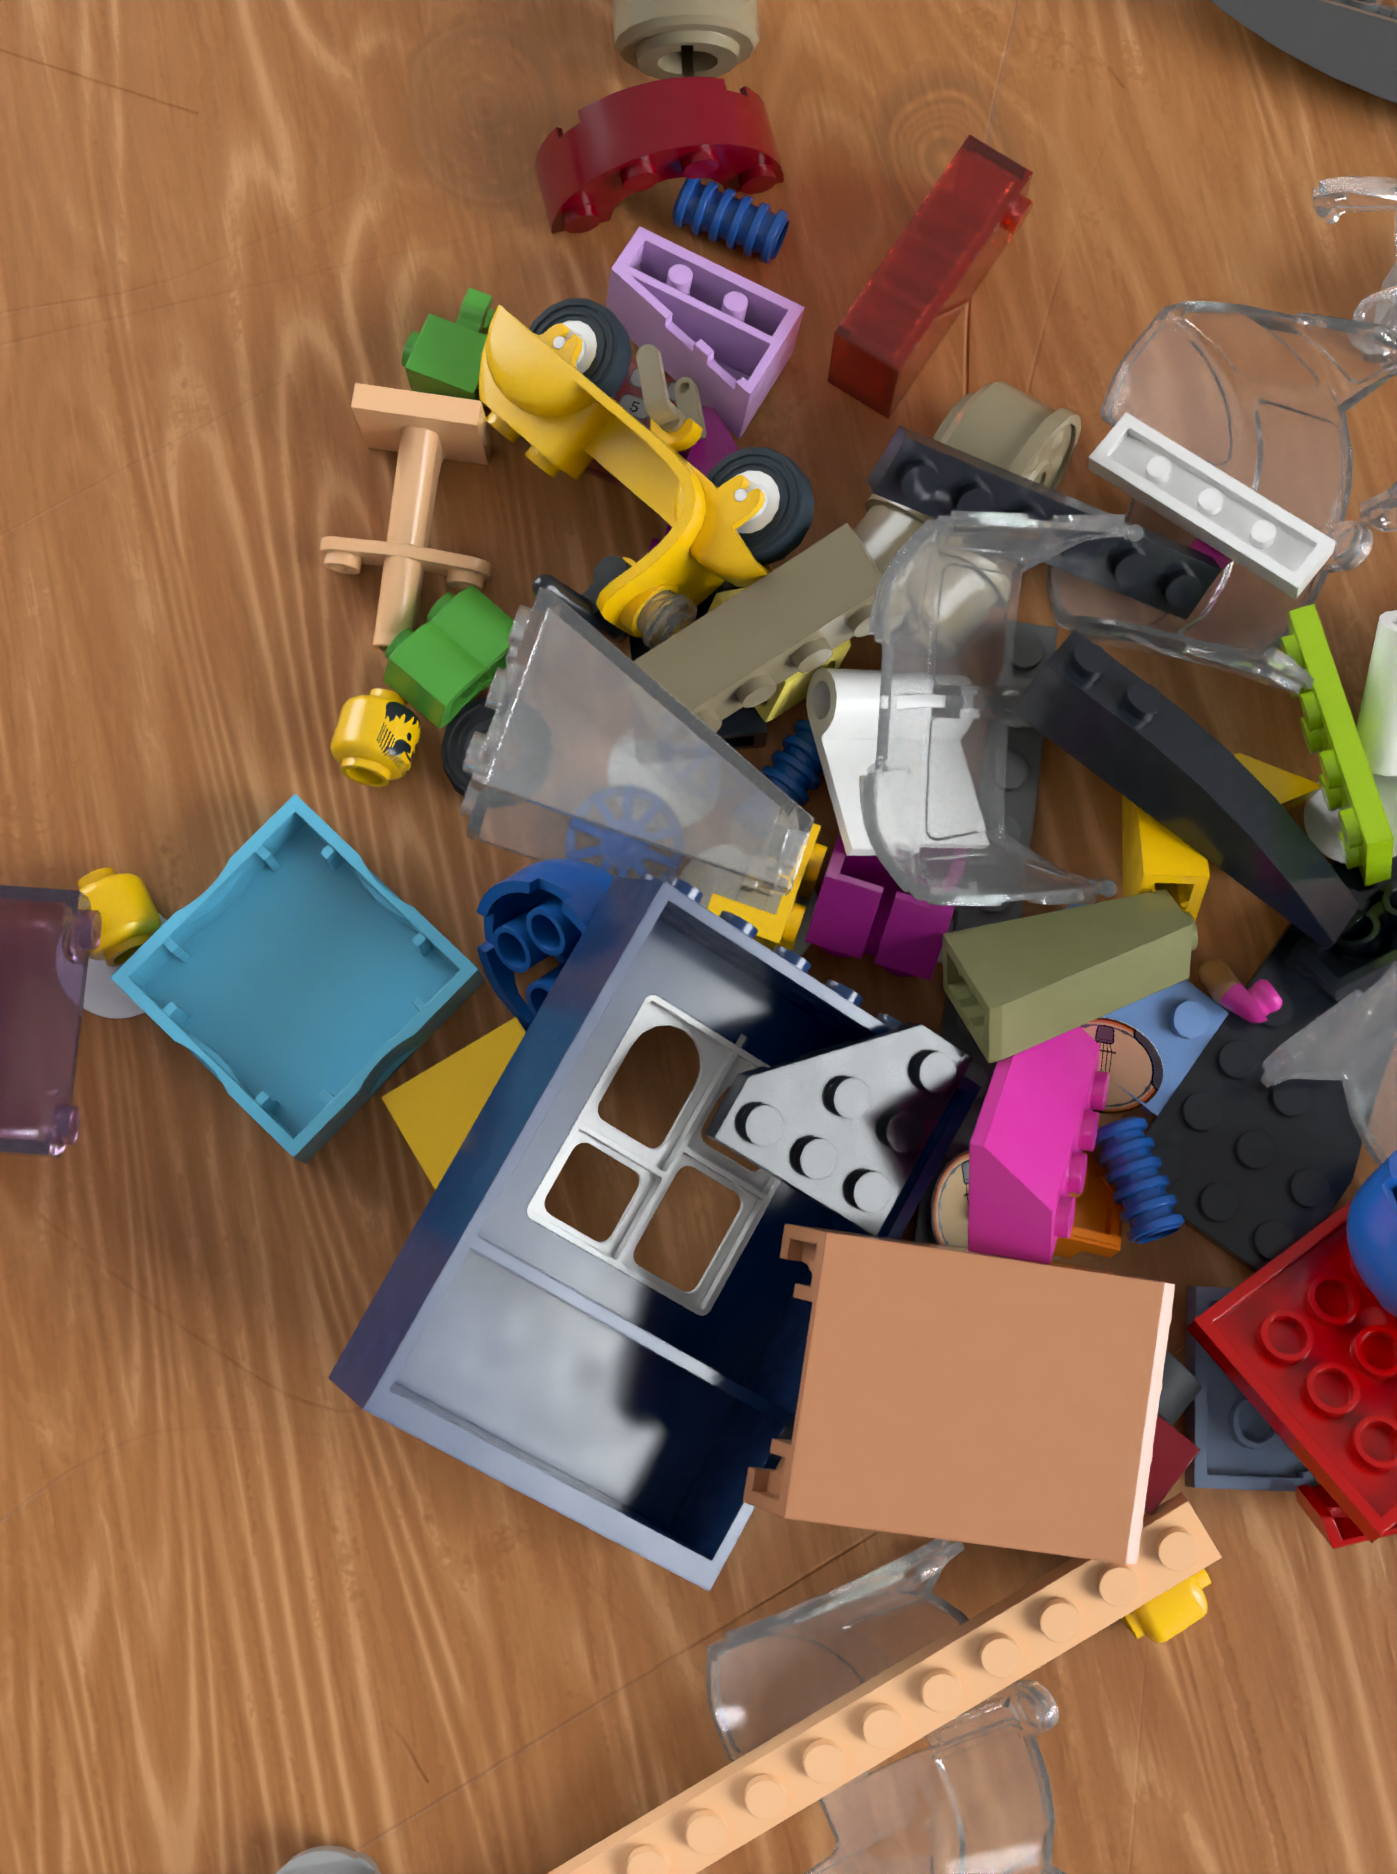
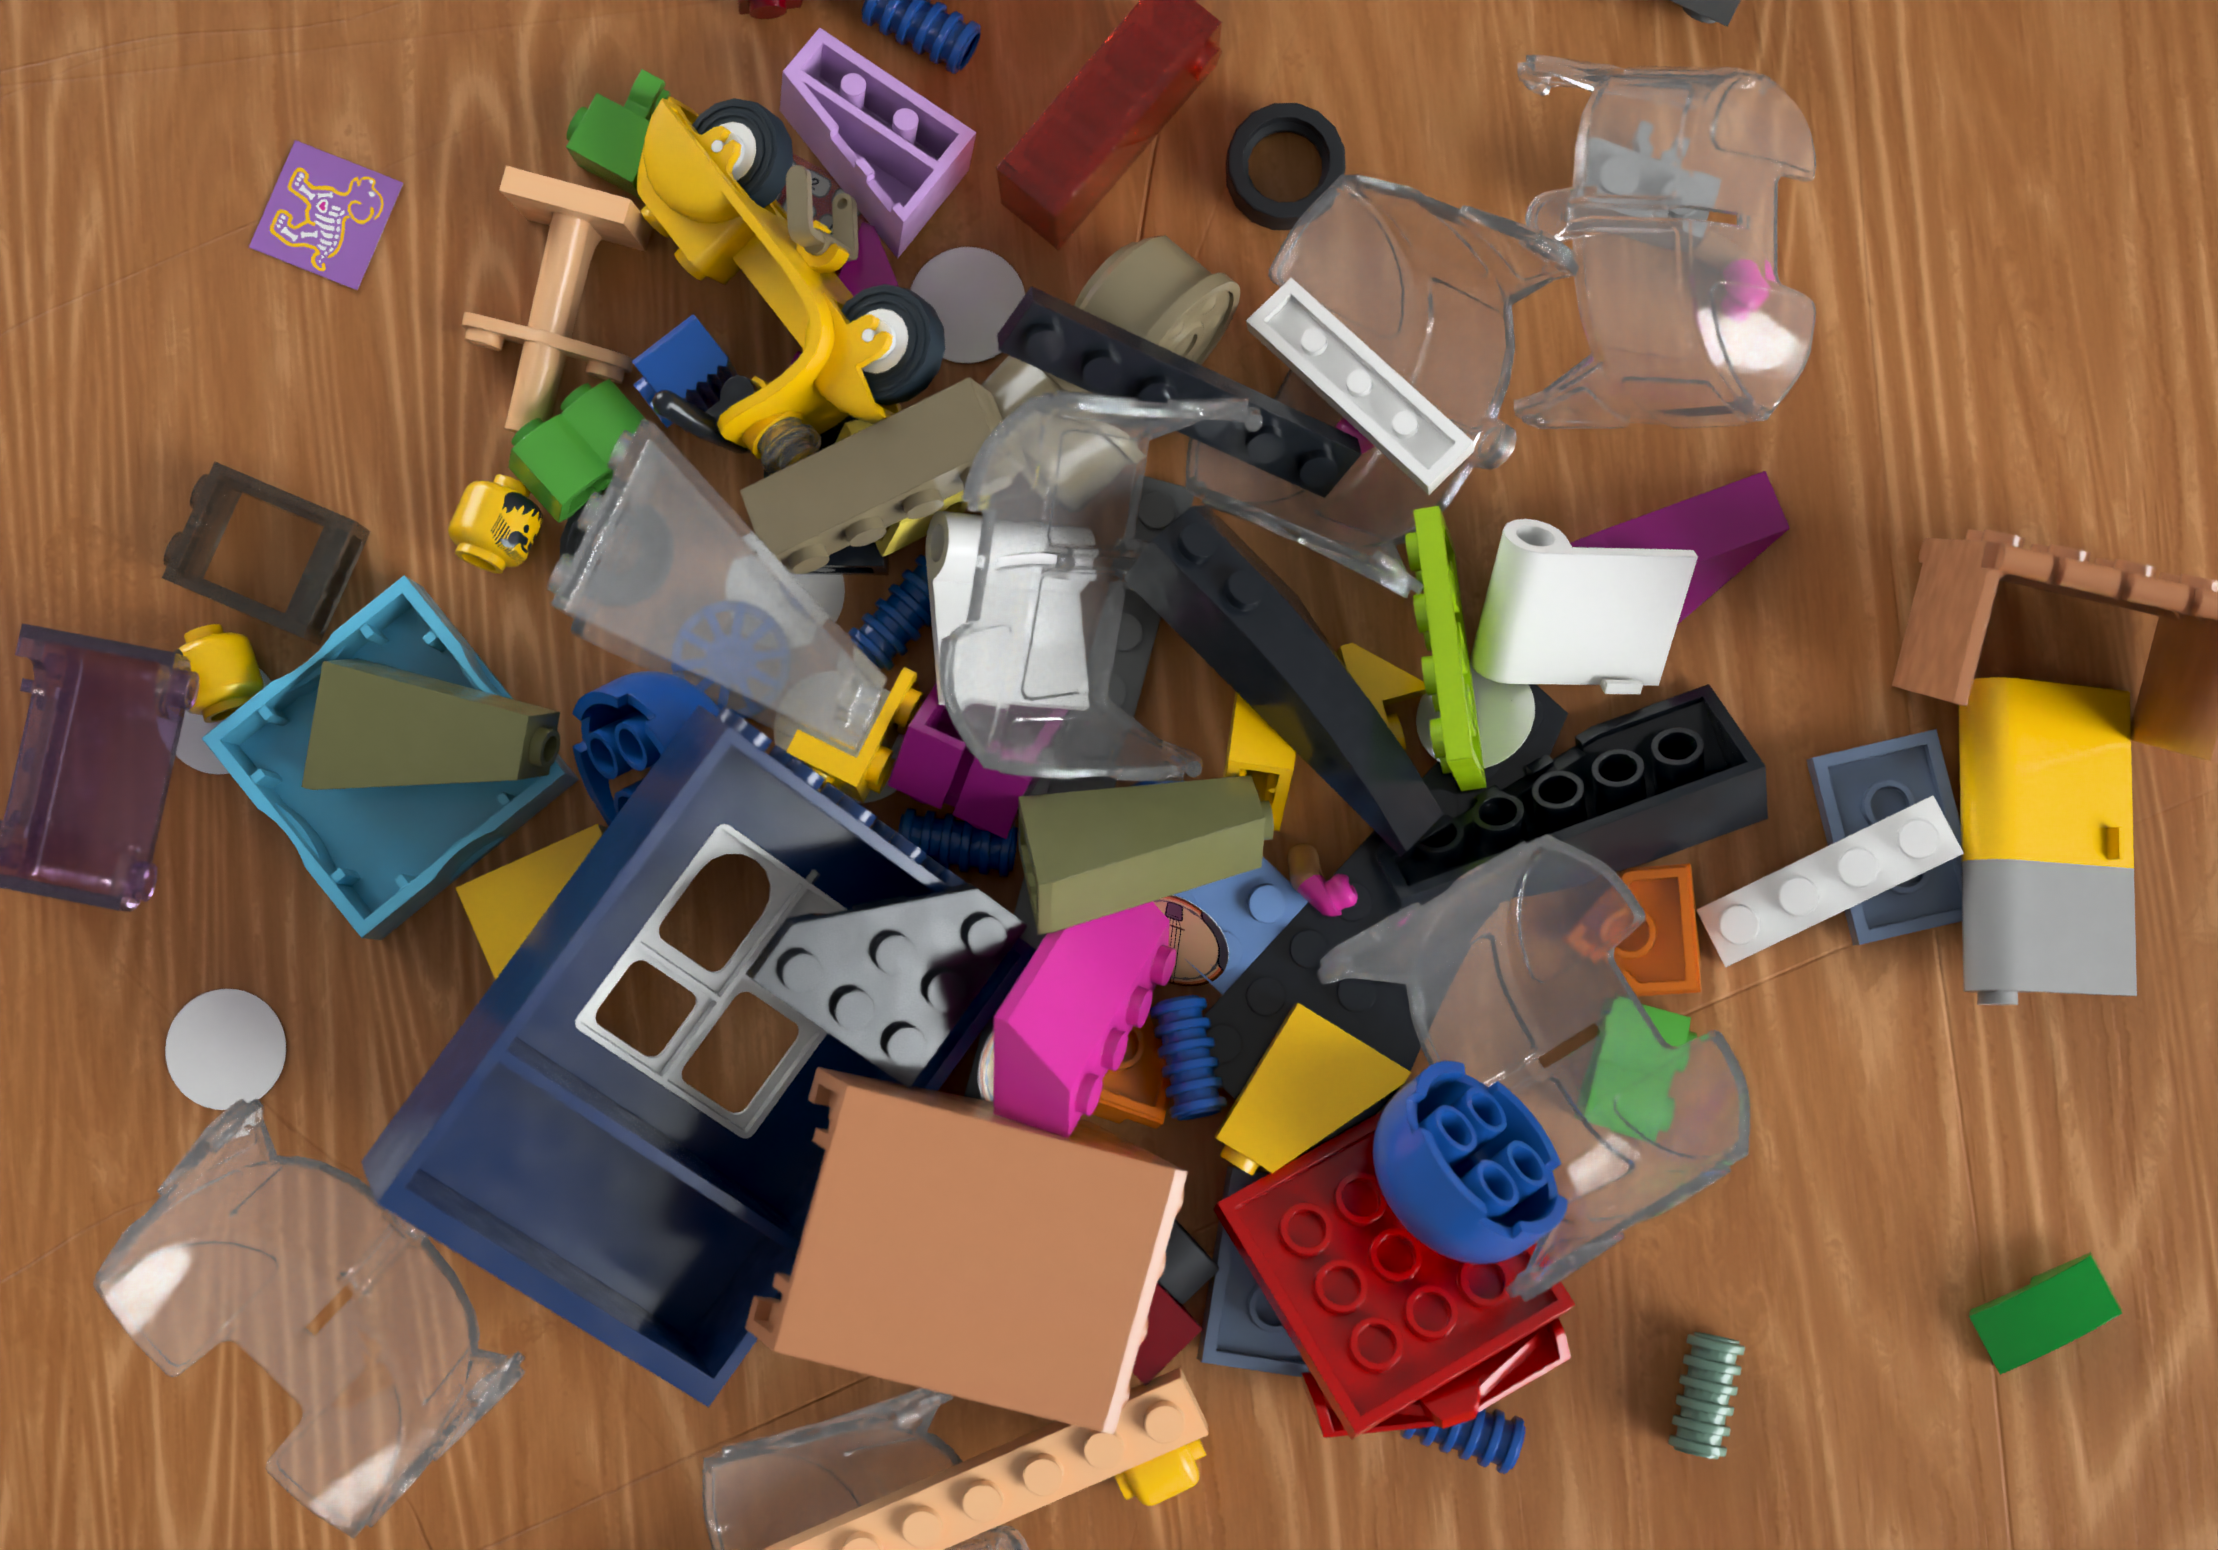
camera: 10 degrees right, 5 degrees up
(160, 1292) = (225, 1048): none -> white sticker
(171, 465) = (326, 215): none -> medium lavender sticker
(211, 811) = (322, 580): none -> clear smoke window
(216, 1495) = (251, 1255): none -> clear piece
(320, 945) = (412, 729): none -> olive slope
(551, 547) = (686, 364): none -> blue brick
(832, 470) = (973, 299): none -> white sticker
(887, 994) = (959, 842): none -> blue piece
(1108, 270) = (1281, 119): none -> black tyre
(1259, 1198) = (1303, 1092): none -> yellow slope

